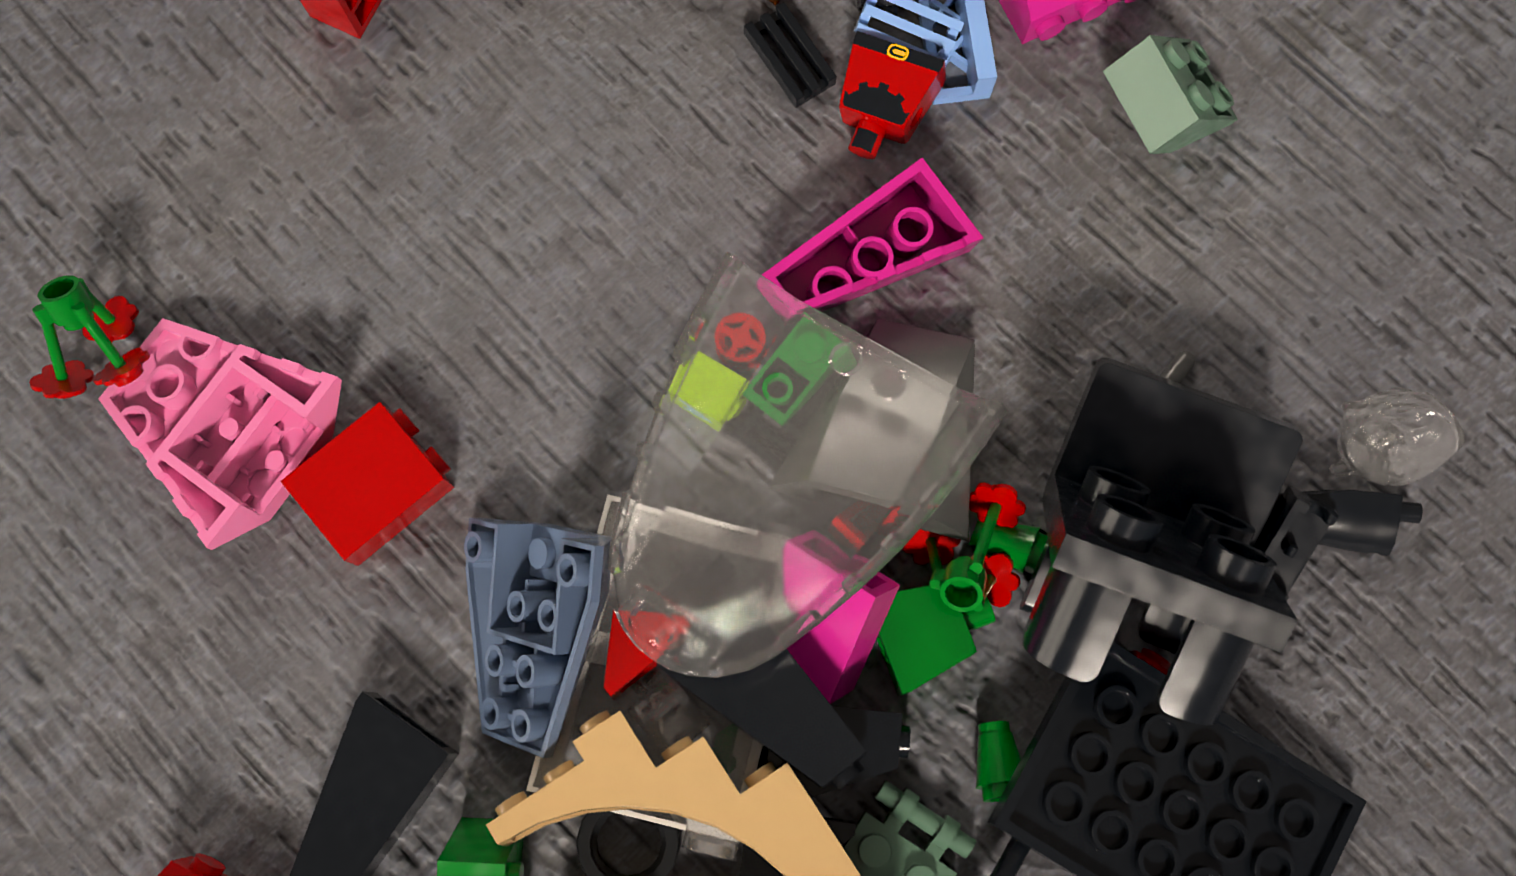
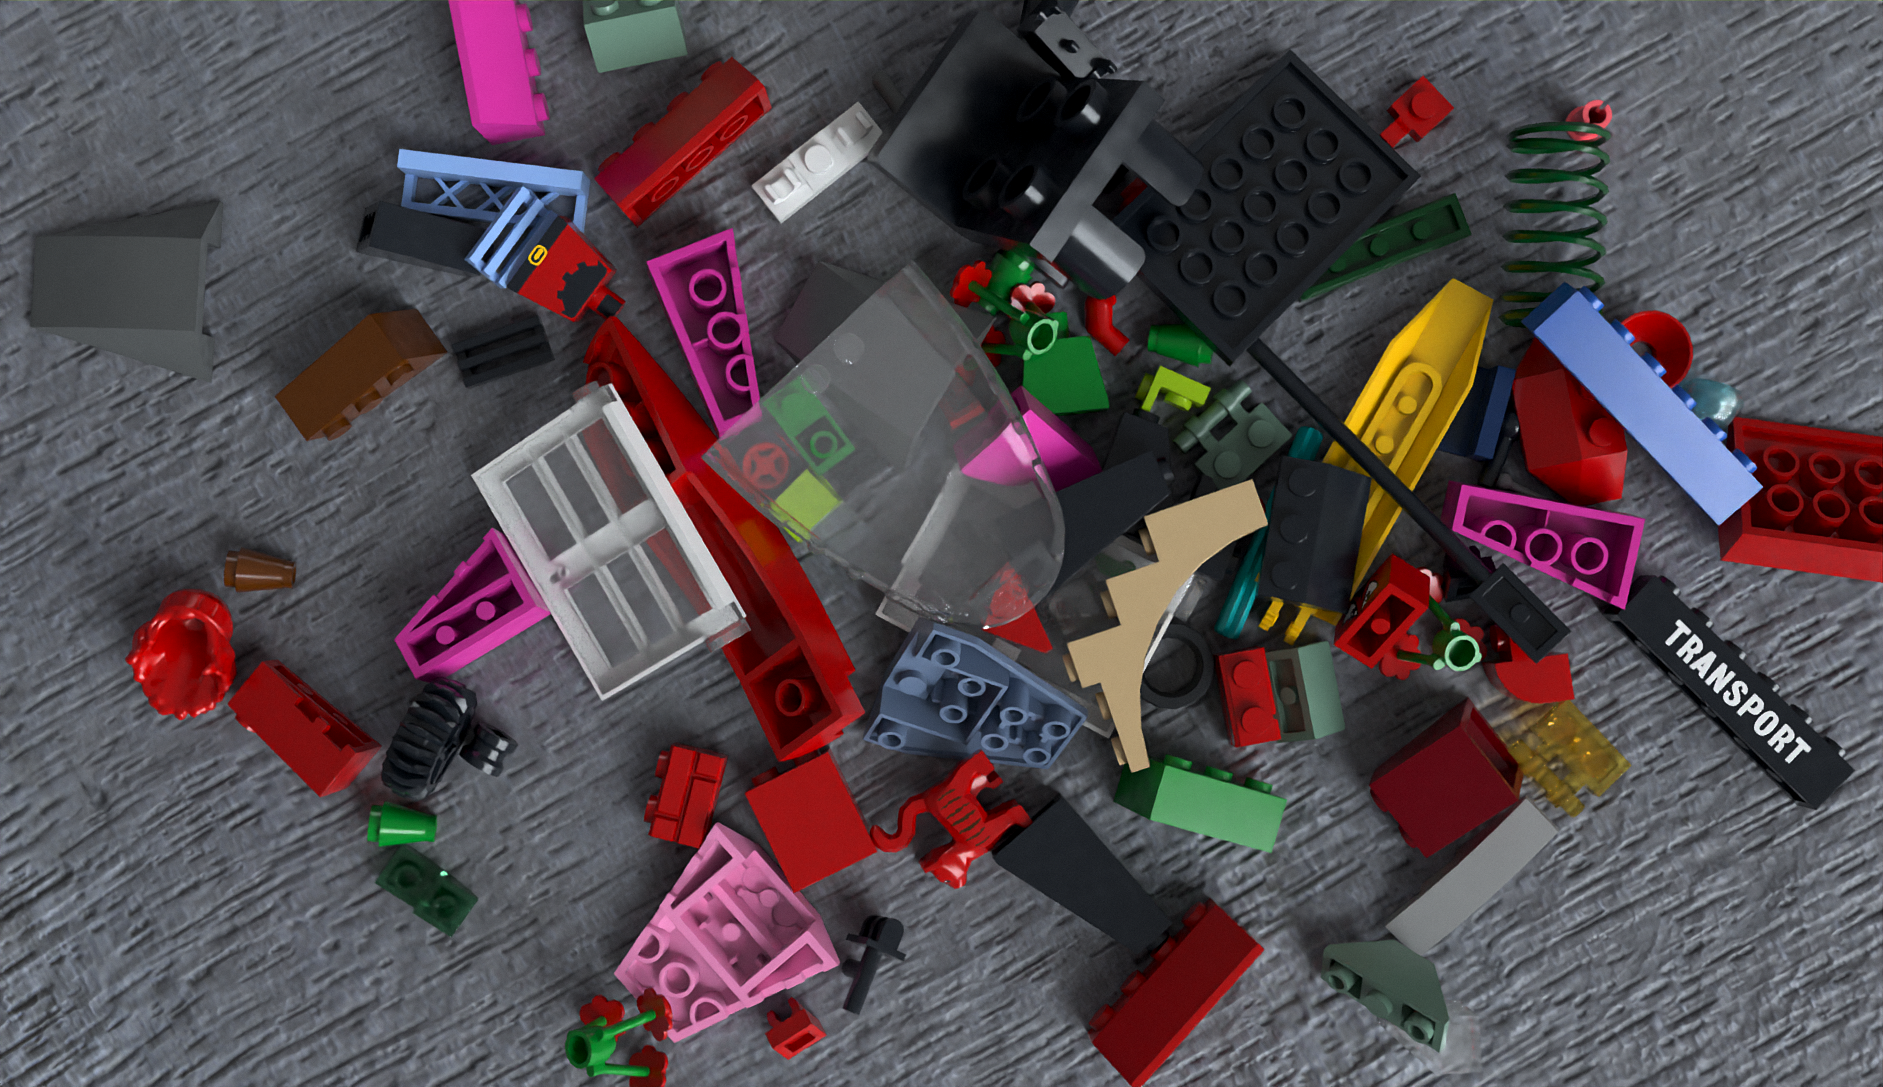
camera: 80 degrees left, 10 degrees up
(130, 525) = (795, 1032): none -> red tile
(221, 115) = (427, 888): none -> clear green slope
(249, 589) = (880, 938): none -> black arm
(279, 70) = (398, 825): none -> green cone
(368, 67) = (428, 738): none -> black gear
(369, 345) = (686, 794): none -> red brick
(375, 135) = (488, 749): none -> black wheel
(407, 645) = (961, 814): none -> red animal
(512, 86) = (473, 613): none -> dark pink wedge
(615, 198) = (609, 543): none -> clear door
(625, 323) = (792, 654): none -> red slope
(943, 772) = (1179, 390): none -> lime bracket
(994, 662) = (1099, 324): none -> red arm
(1057, 172) = (684, 140): none -> red slope
(1075, 315) = (818, 163): none -> white plate

